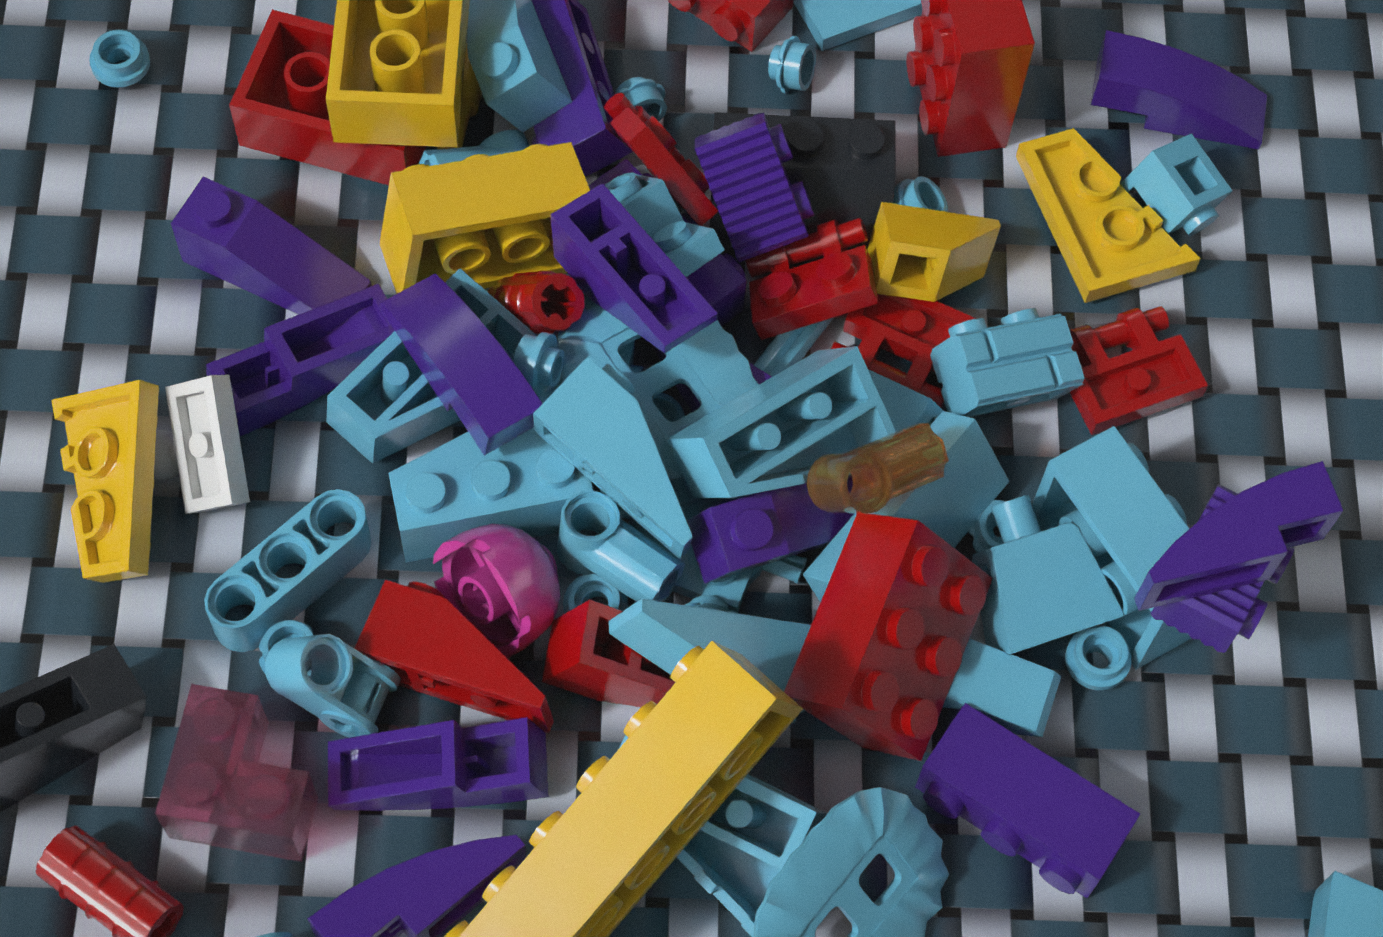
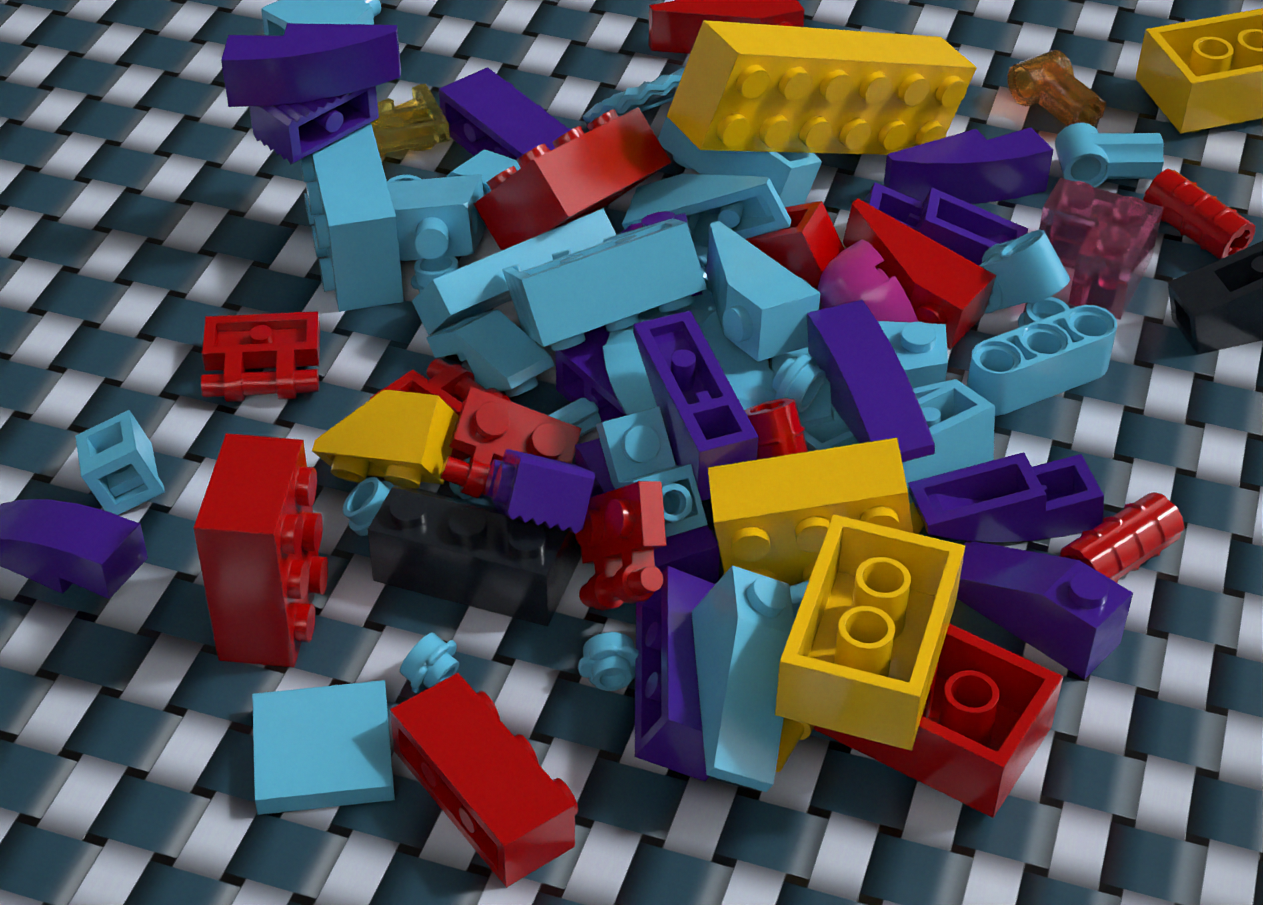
camera: 160 degrees left, 20 degrees down
(113, 470) = (1192, 452): yellow wing -> none
(114, 47) = (1186, 828): medium azure plate -> none
(188, 338) = (1128, 537): none -> red axle
(203, 445) = (1112, 450): white plate -> none
(878, 471) = (556, 222): clear orange piece -> none
(1006, 364) = (373, 346): medium azure brick -> none
(1096, 222) = (189, 443): yellow wing -> none
(1178, 791) = (410, 125): none -> clear yellow wing

